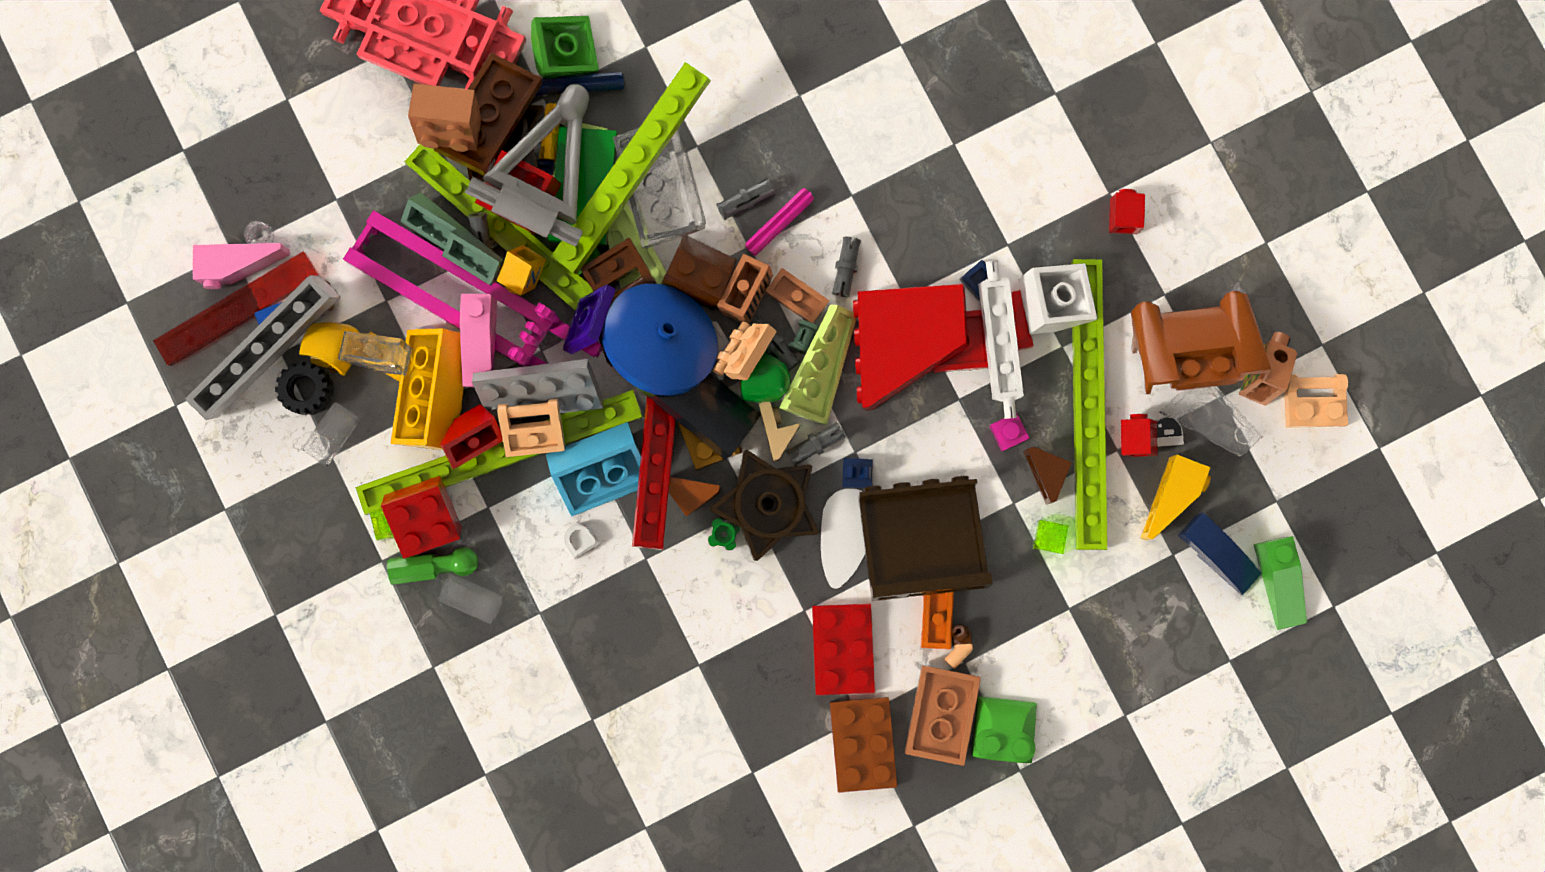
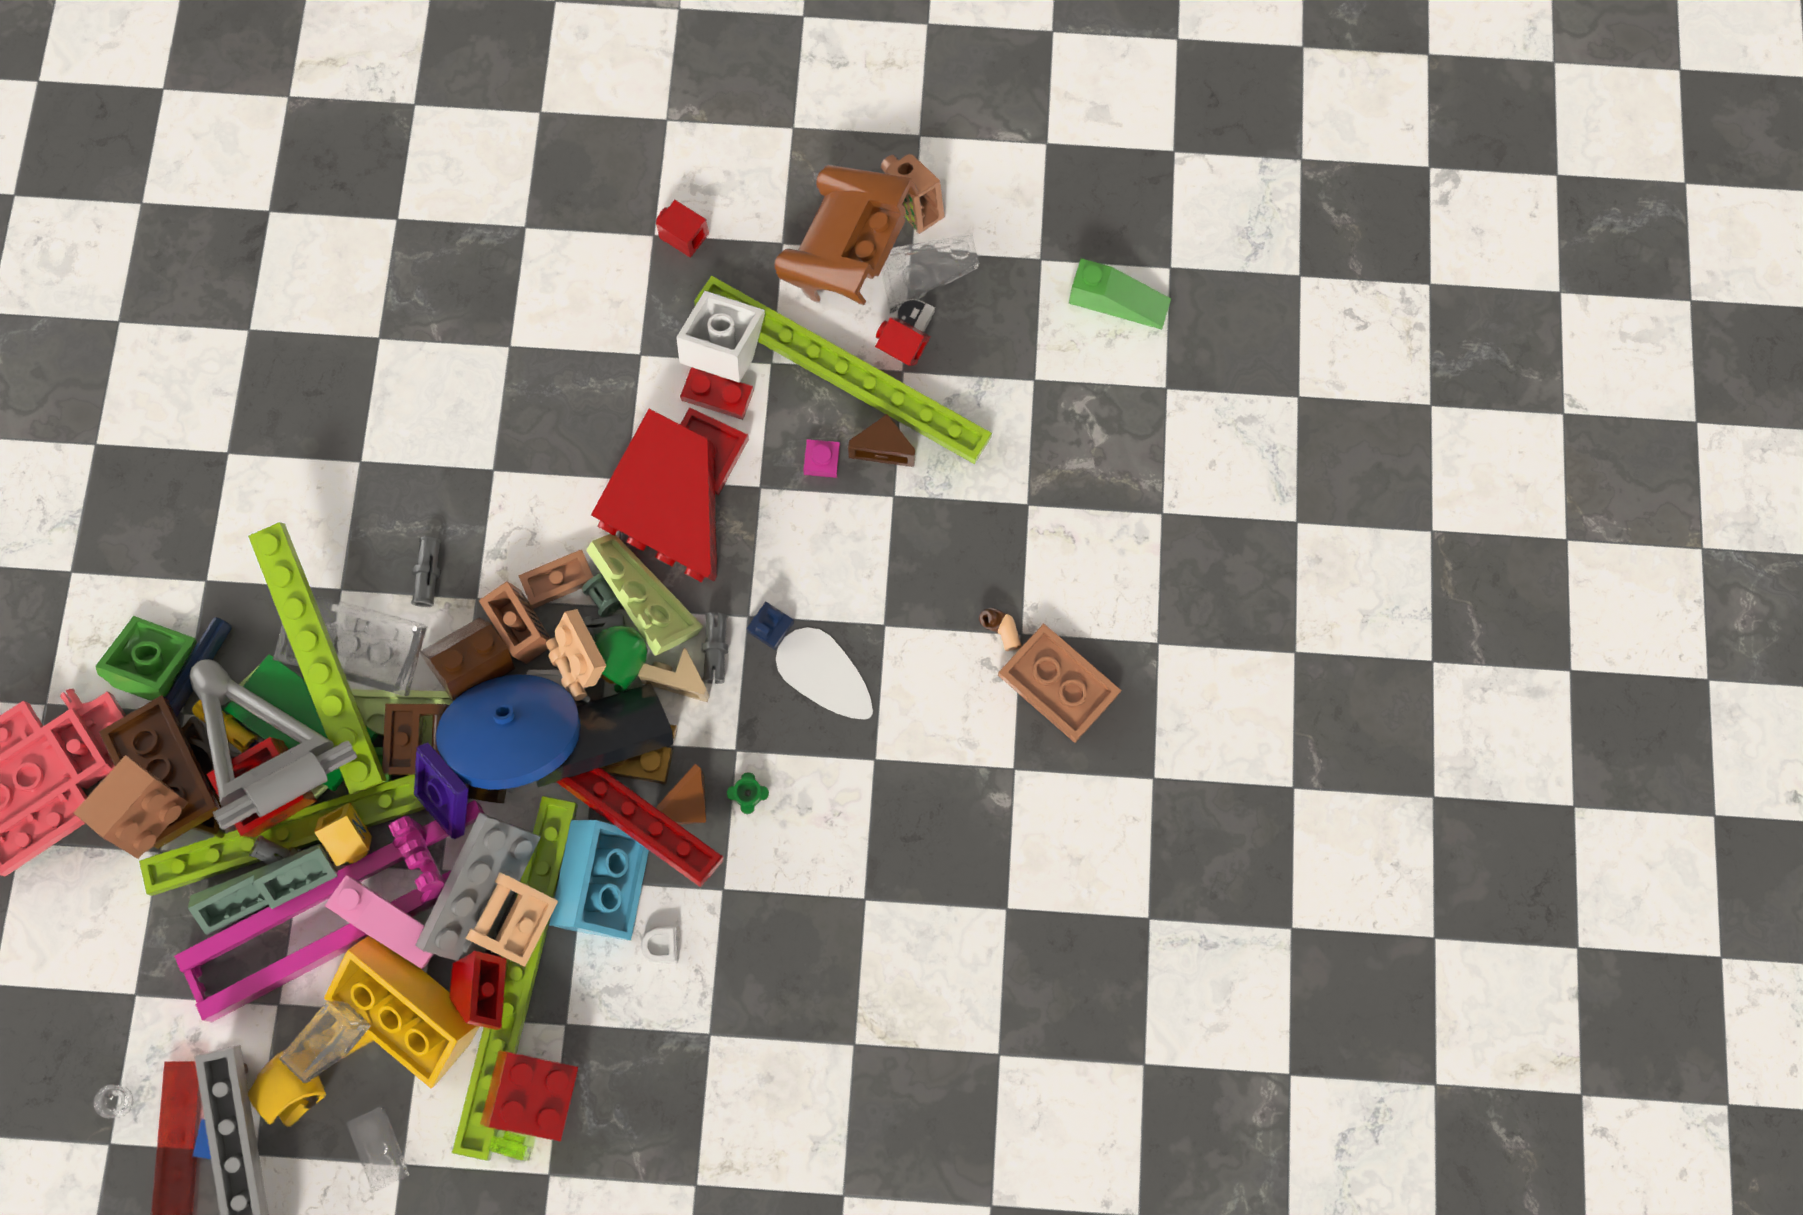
camera: 60 degrees left, 10 degrees down
(230, 263) = (122, 1148): bright pink slope -> none
(291, 376) = (288, 1142): black tyre -> none
(428, 566) = (586, 1123): bright green piece -> none
(471, 598) = (649, 1099): clear plate -> none
(779, 221) = (471, 552): dark pink axle -> none
(788, 513) = (747, 705): dark brown plate -> none
(843, 649) = (936, 742): red plate -> none
(846, 266) = (559, 515): dark grey pin -> none
(863, 744) = (1043, 779): dark orange plate -> none
(923, 539) = (874, 599): dark brown panel -> none
(937, 621) = (947, 624): orange tile -> none
(975, 276) = (657, 397): dark blue tile -> none
(1000, 339) = (726, 409): white plate -> none
(1004, 730) = (1109, 633): bright green slope -> none
(1050, 536) = (947, 480): clear neon green plate -> none
(1178, 488) = (972, 333): yellow slope -> none
(1220, 553) = (1057, 334): dark blue slope -> none
(1316, 410) = (978, 174): light nougat plate -> none

